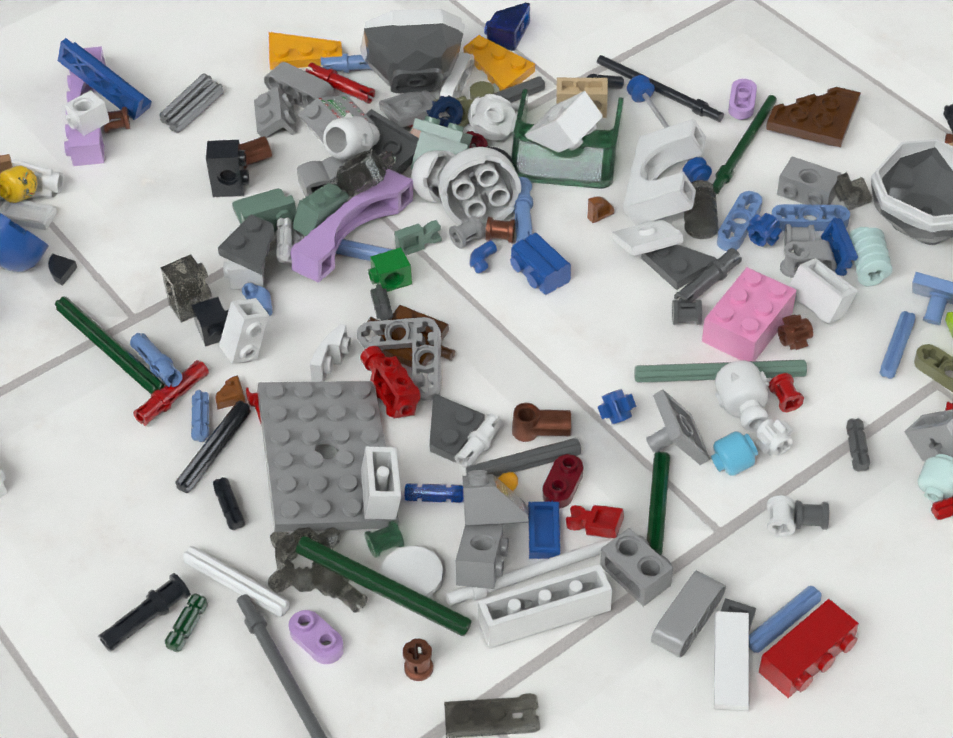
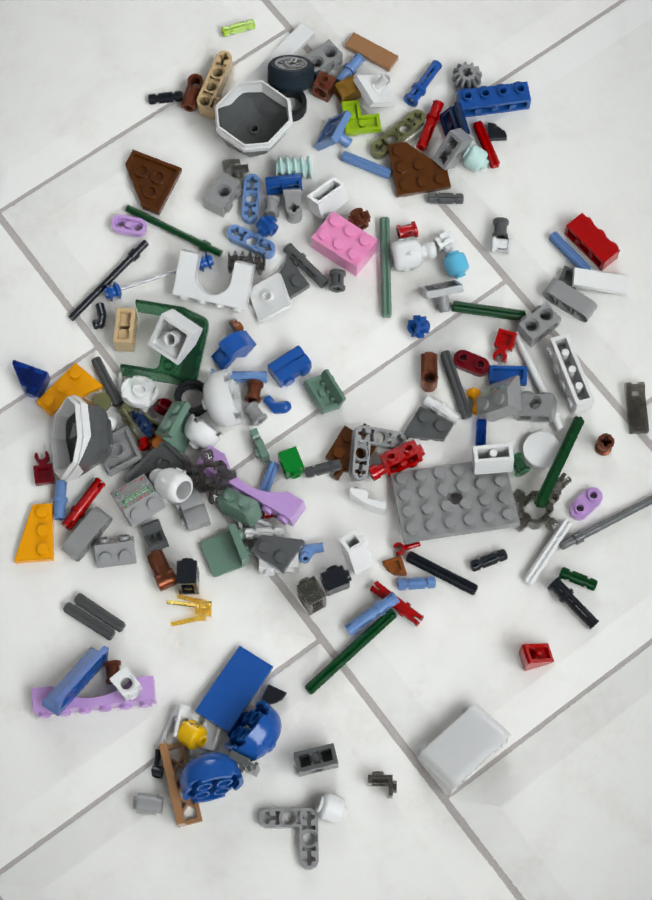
camera: 90 degrees left, 20 degrees up
(63, 555) = (535, 655): none -> red slope
(75, 229) = (234, 689): none -> blue tile
(188, 195) = (201, 606): none -> clear yellow plant
(290, 146) = (154, 535): none -> dark grey bracket
(499, 301) = (325, 392): none -> sand green bracket
(565, 202) = (232, 347): none -> blue brick
(896, 399) = (415, 172): none -> reddish brown plate

